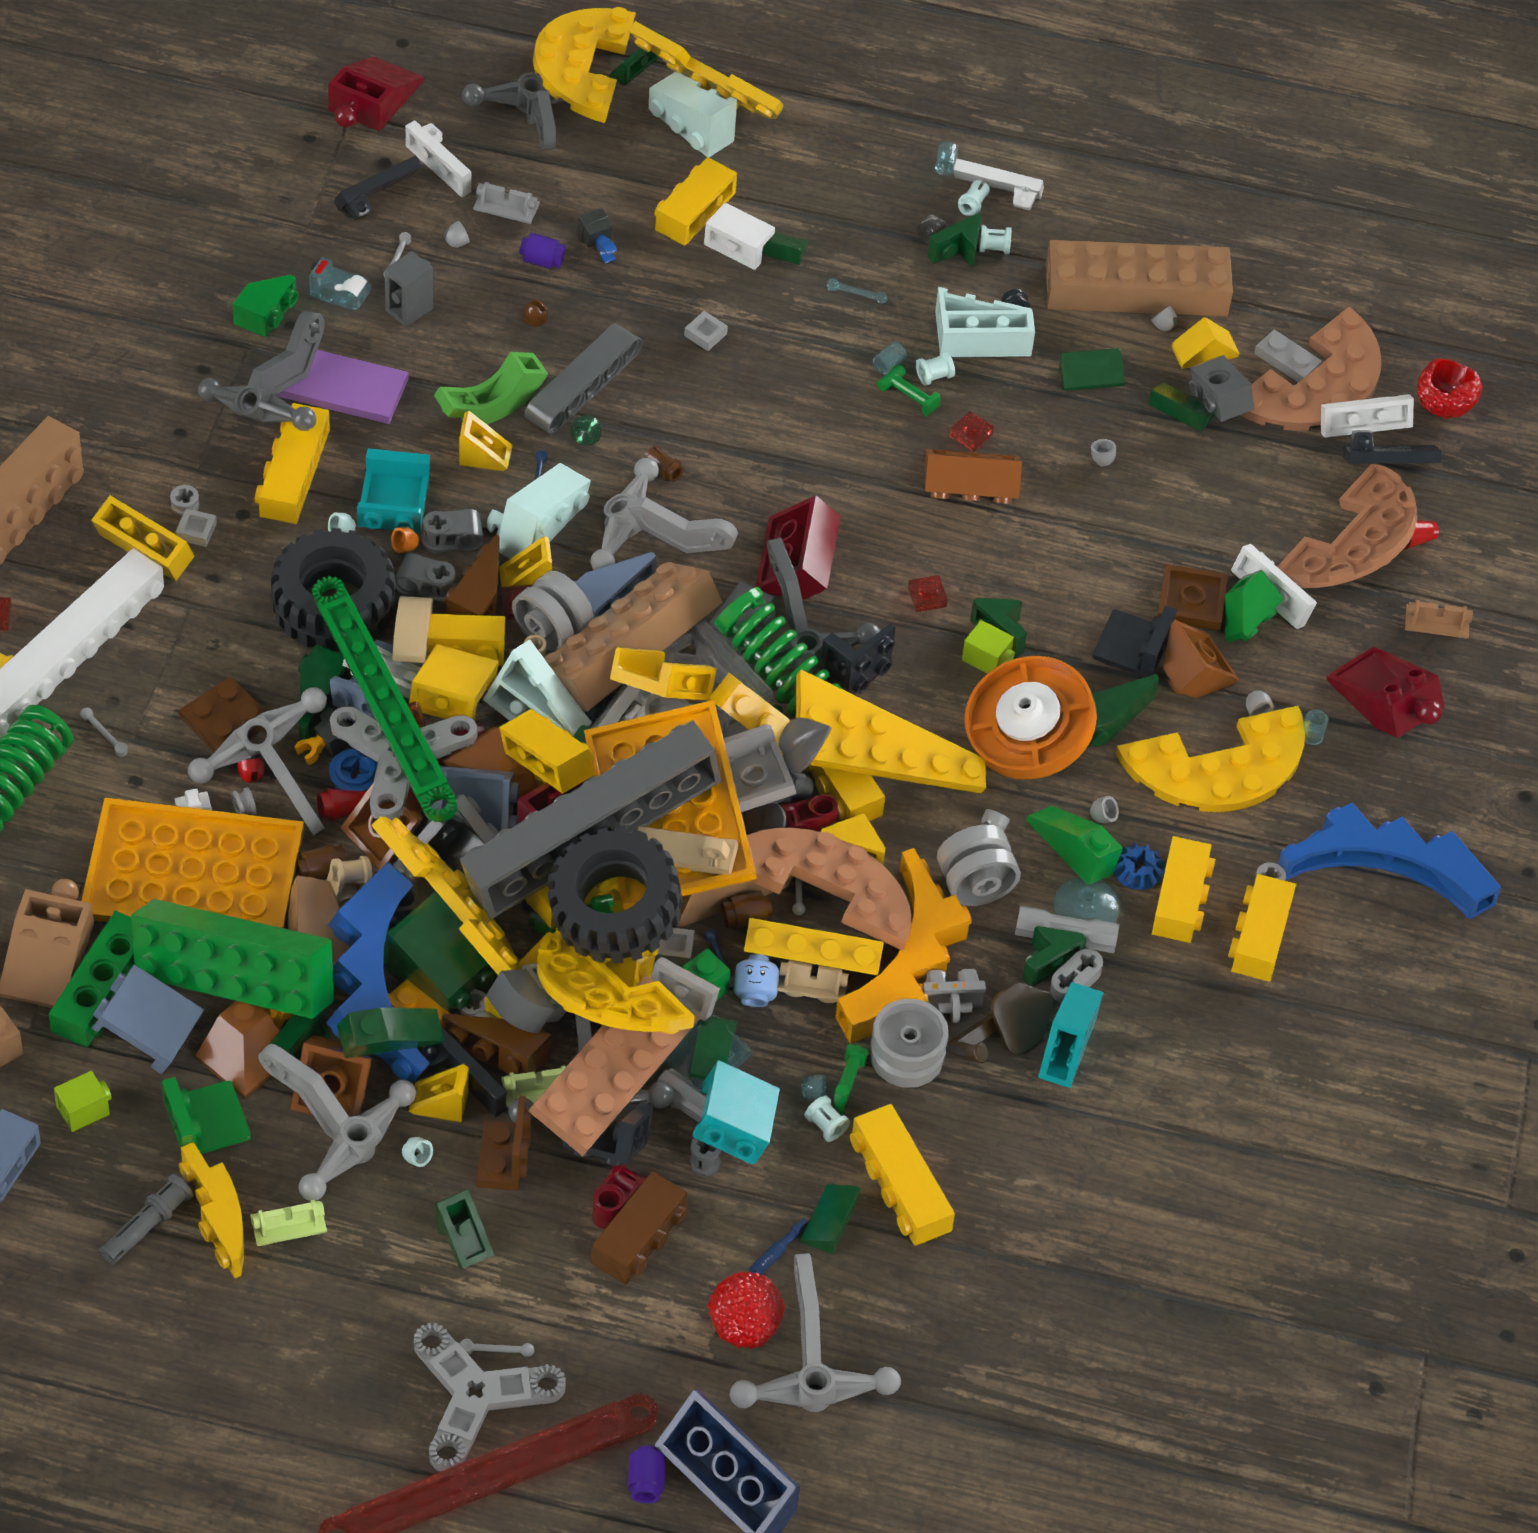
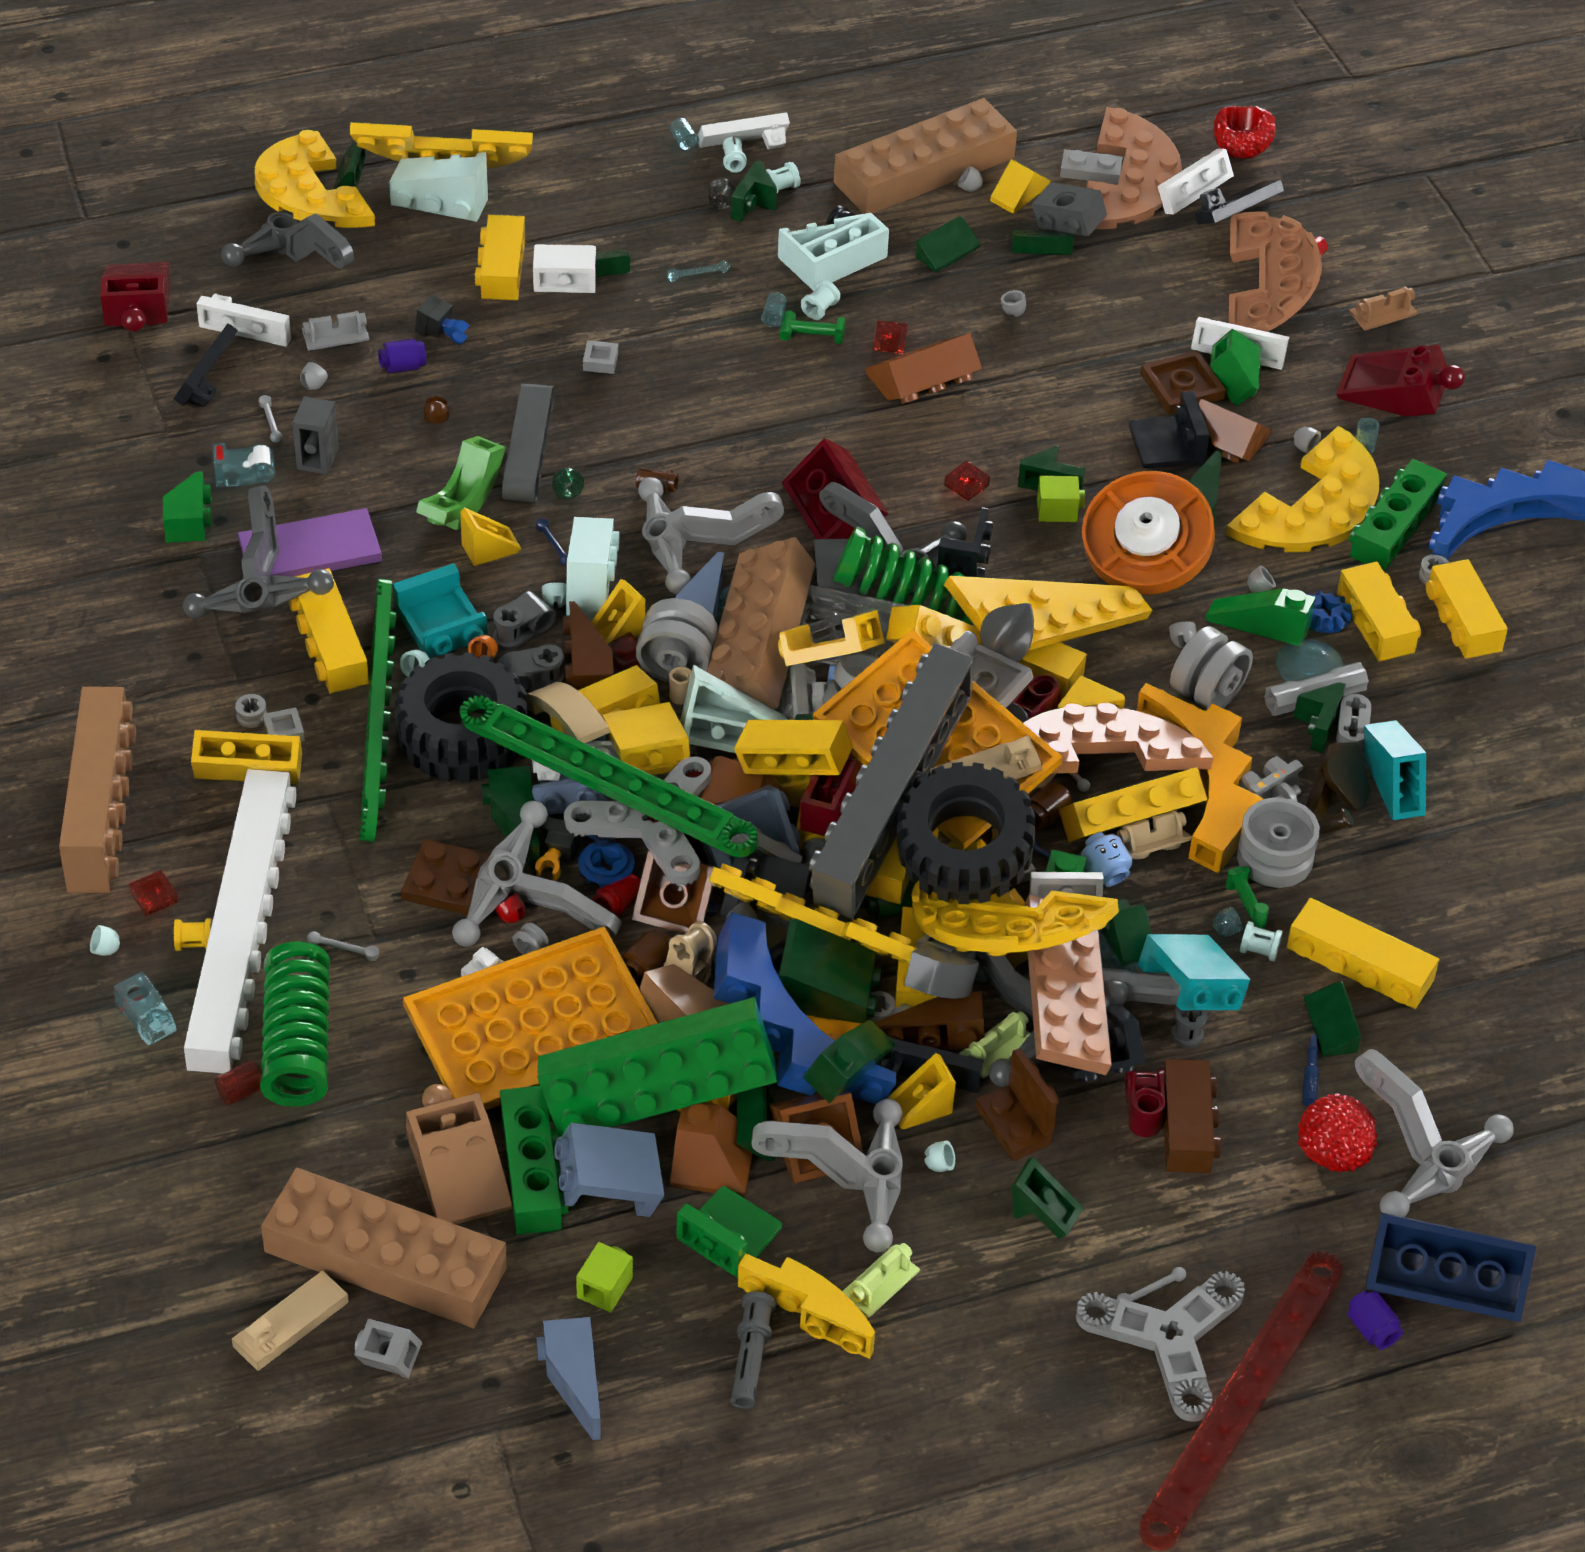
camera: 30 degrees left, 5 degrees down
(256, 573) = (377, 718): none -> green plate
(1276, 812) = (1397, 514): none -> green brick

